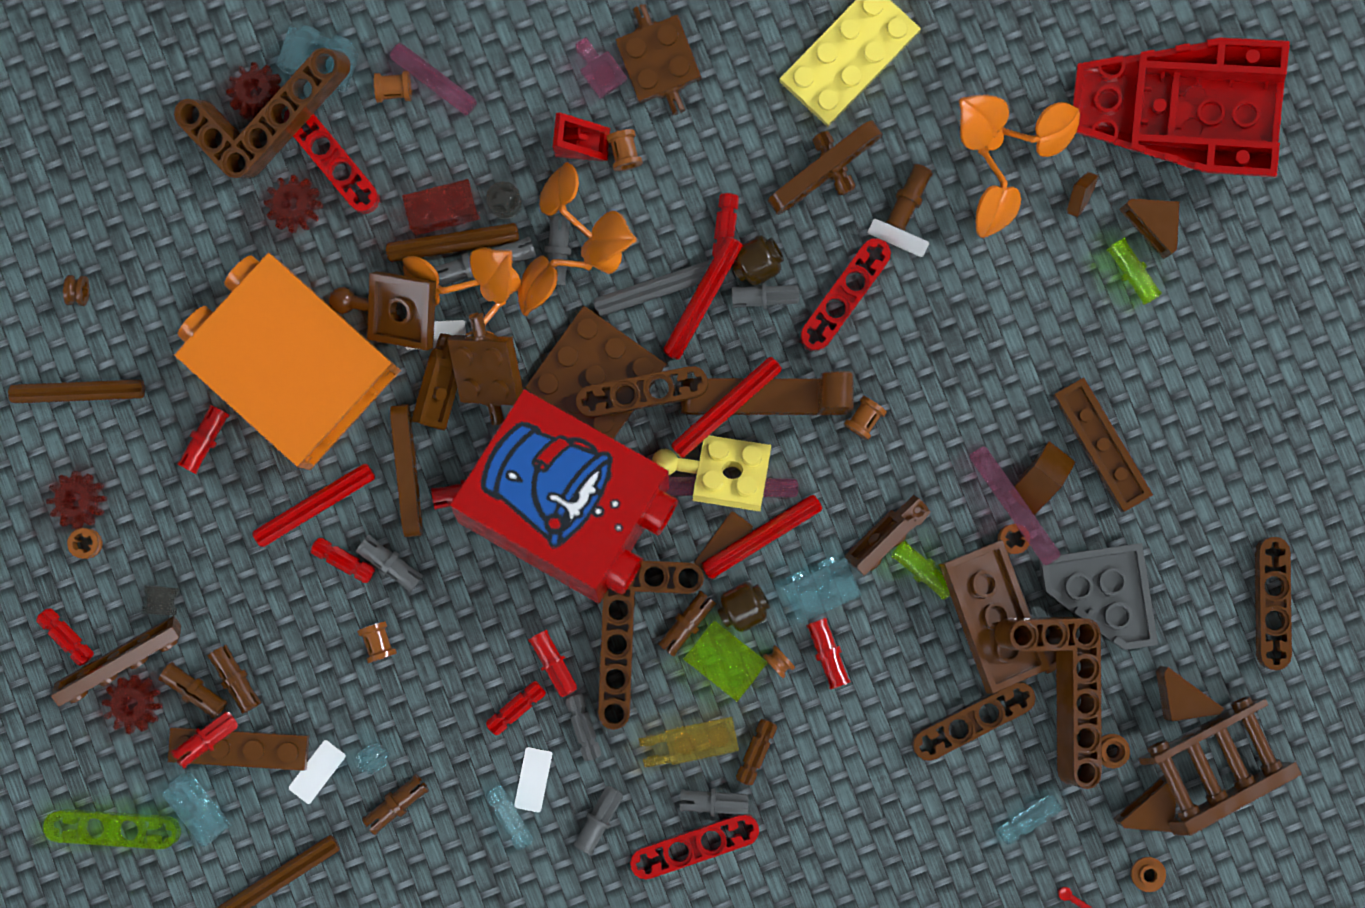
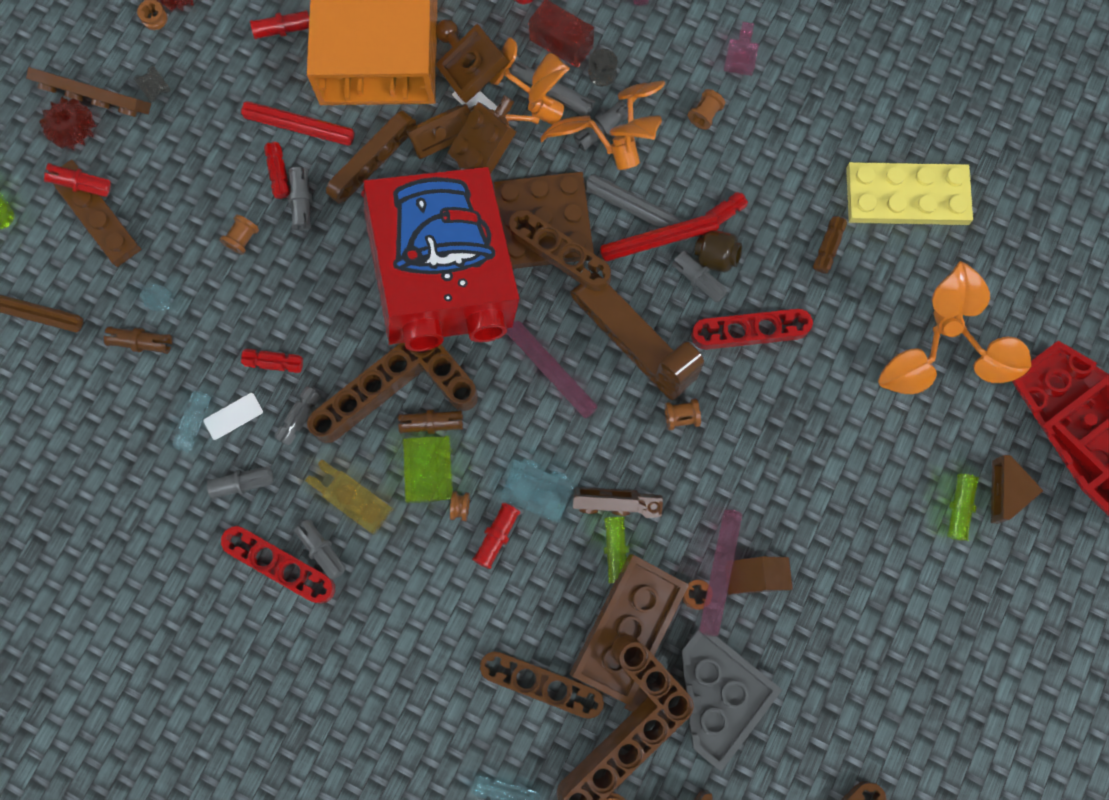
camera: 50 degrees right, 10 degrees down
(64, 636) = (80, 52): red axle -> none
(192, 690) = (108, 151): reddish brown pin -> none
(196, 809) = (29, 217): clear light blue bracket -> none
(234, 679) = (138, 171): reddish brown pin -> none
(319, 770) = (123, 275): white sticker -> none
(453, 242) = (536, 54): reddish brown axle -> none
(553, 663) = (324, 357): red axle -> none
(579, 138) = (685, 74): red slope -> none
(658, 59) = (784, 82): reddish brown plate -> none
(715, 457) = (562, 339): light yellow plate -> none
(726, 407) = (601, 311): red axle -> none
(729, 532) = (508, 400): reddish brown sticker -> none
(743, 606) = (476, 447): dark brown head -> none
(756, 752) = (382, 548): reddish brown axle -> none
(761, 536) = (536, 418): red axle -> none
(825, 167) = (823, 235): reddish brown beam -> none
(898, 237) = (824, 328): white sticker -> none
(909, 196) = (856, 311): reddish brown pin -> none
(1081, 193) = (977, 423): reddish brown tile -> none
(1102, 445) = (823, 597): reddish brown plate -> none

